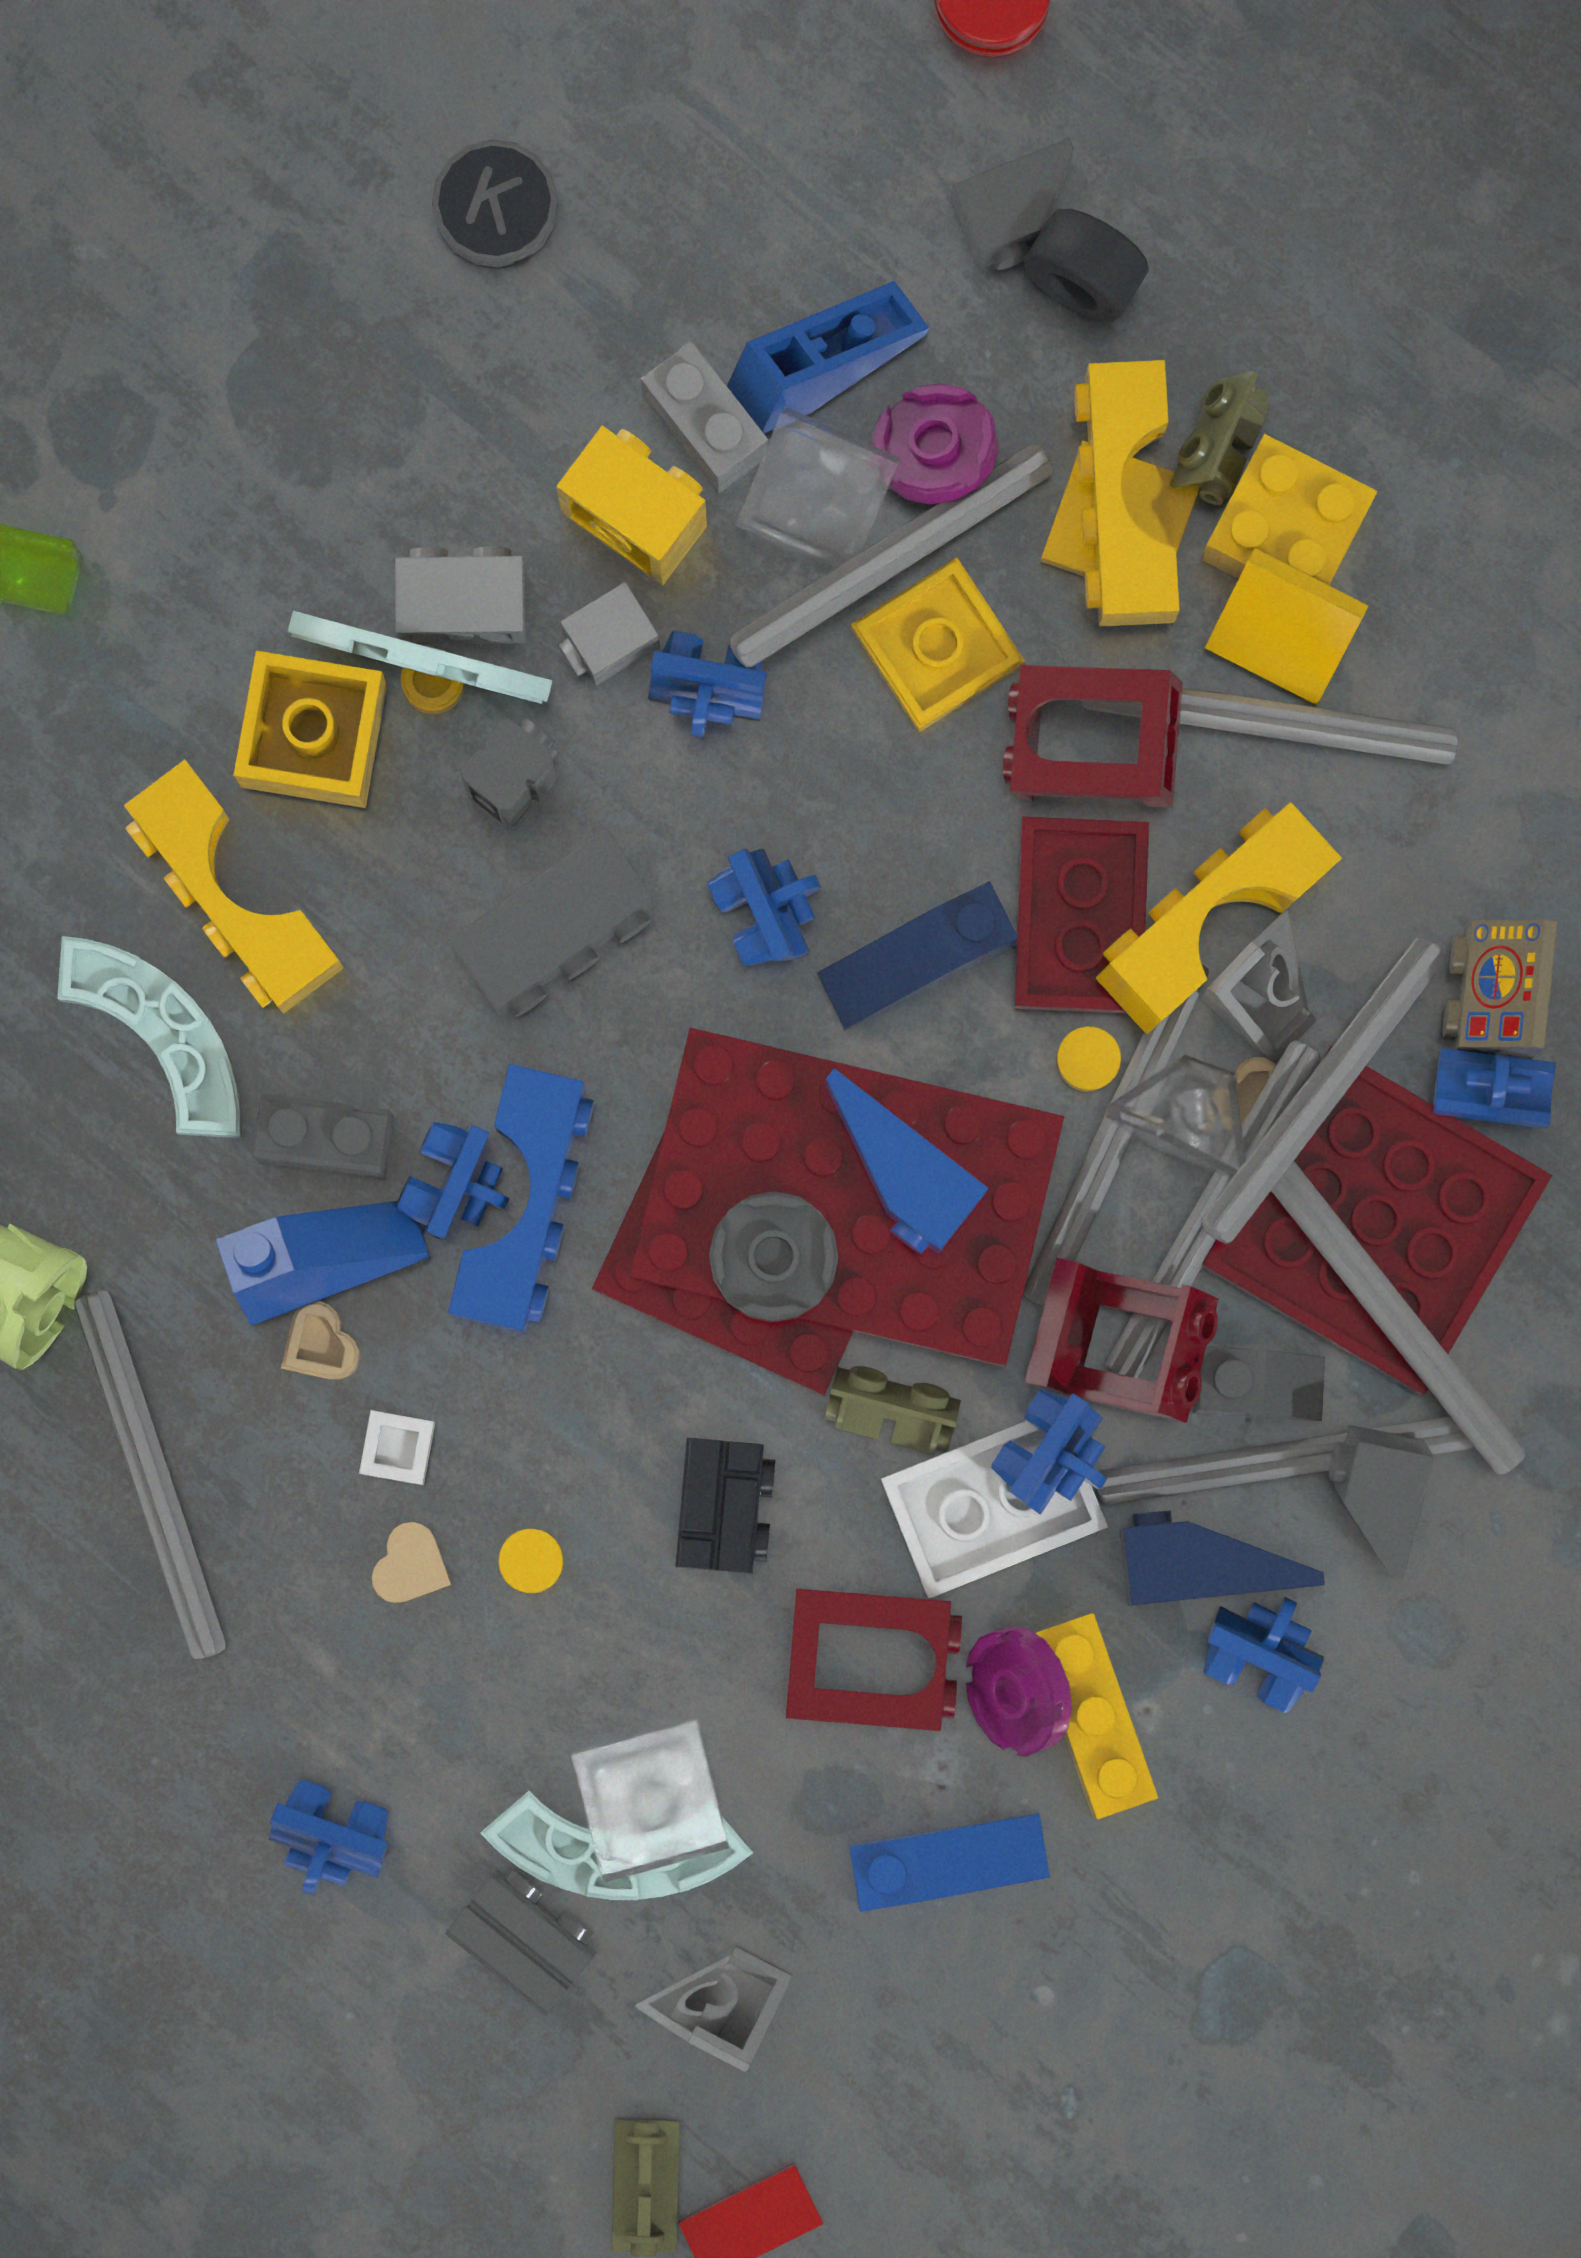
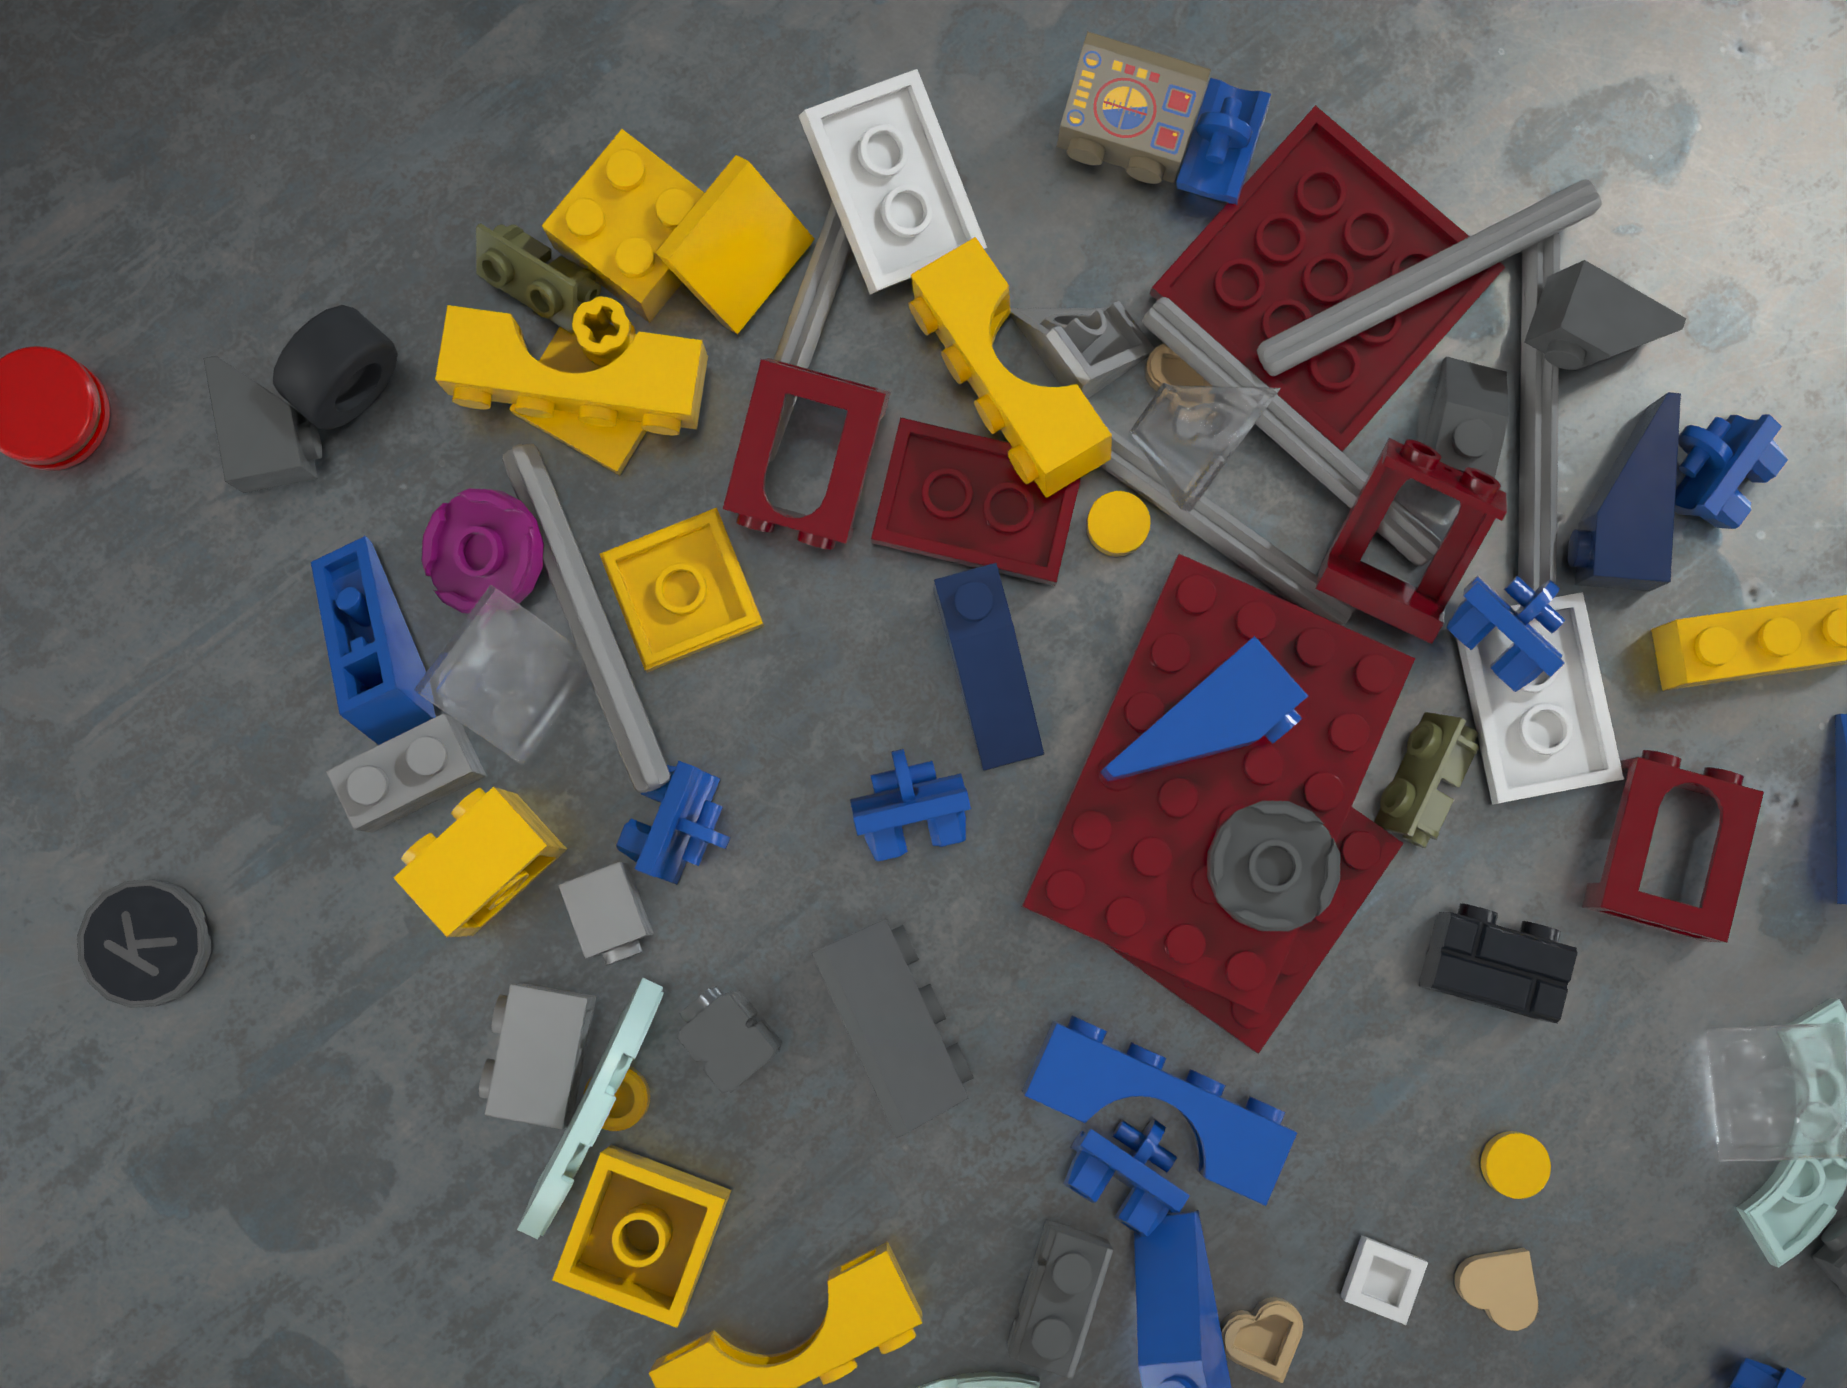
camera: 80 degrees left, 0 degrees up
(1018, 1690) = (1734, 707): magenta tile -> none
(1190, 511) = (598, 315): none -> yellow bush
(1322, 1090) = (1202, 301): light grey axle -> none
(1385, 766) = (890, 178): none -> white plate

